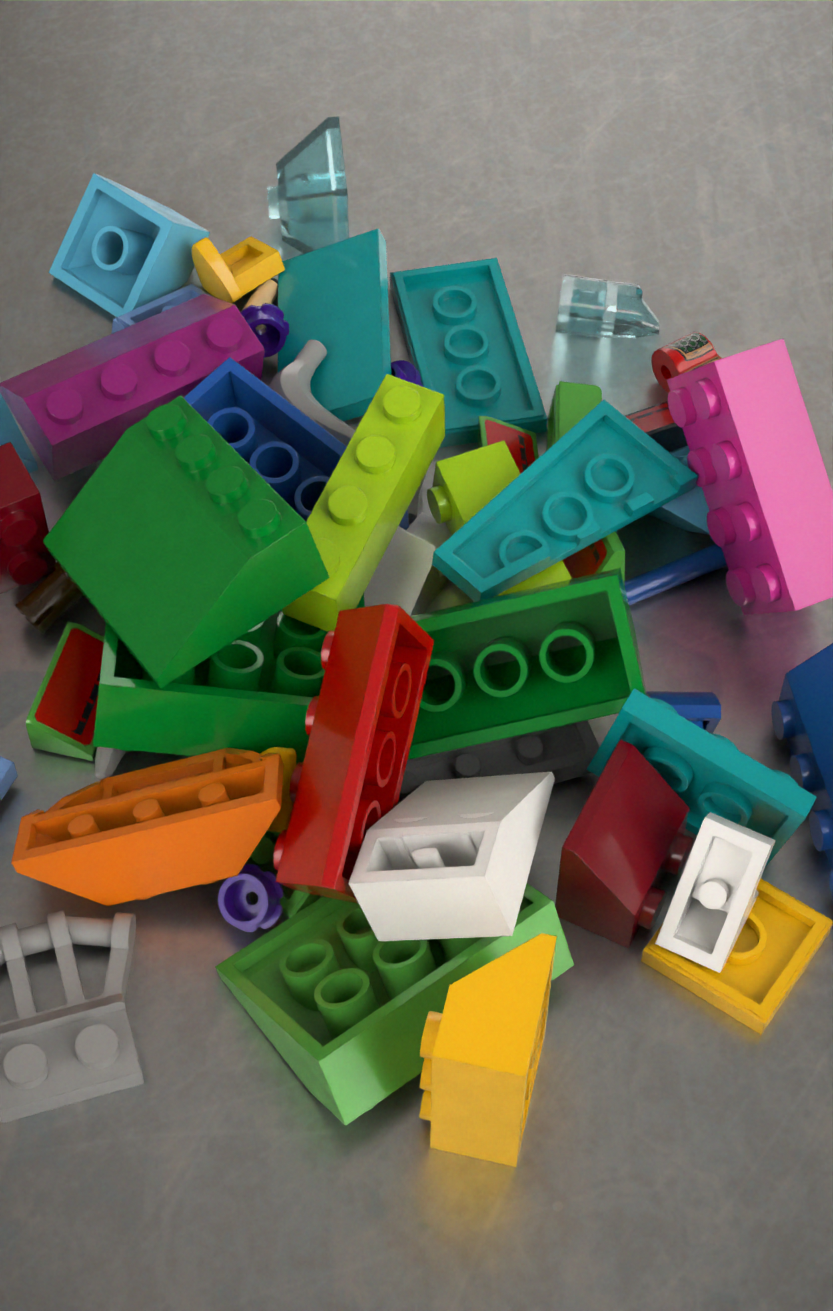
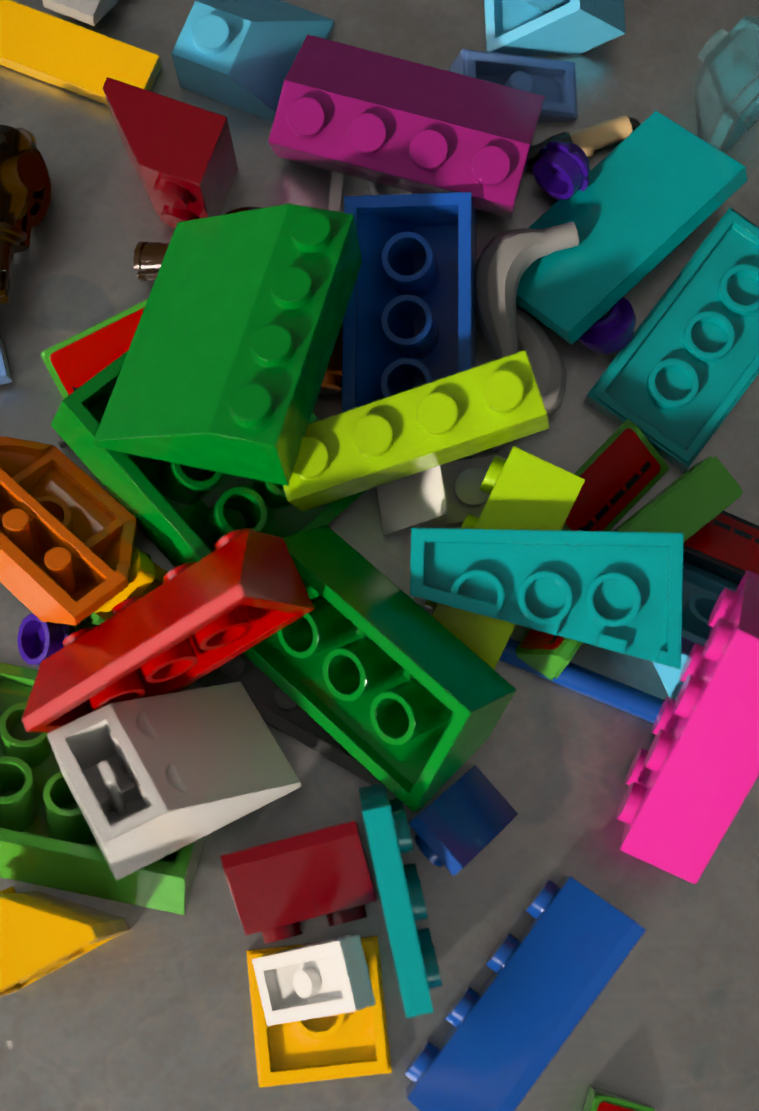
camera: 50 degrees right, 25 degrees up
(237, 269) = (615, 87): yellow tile -> none

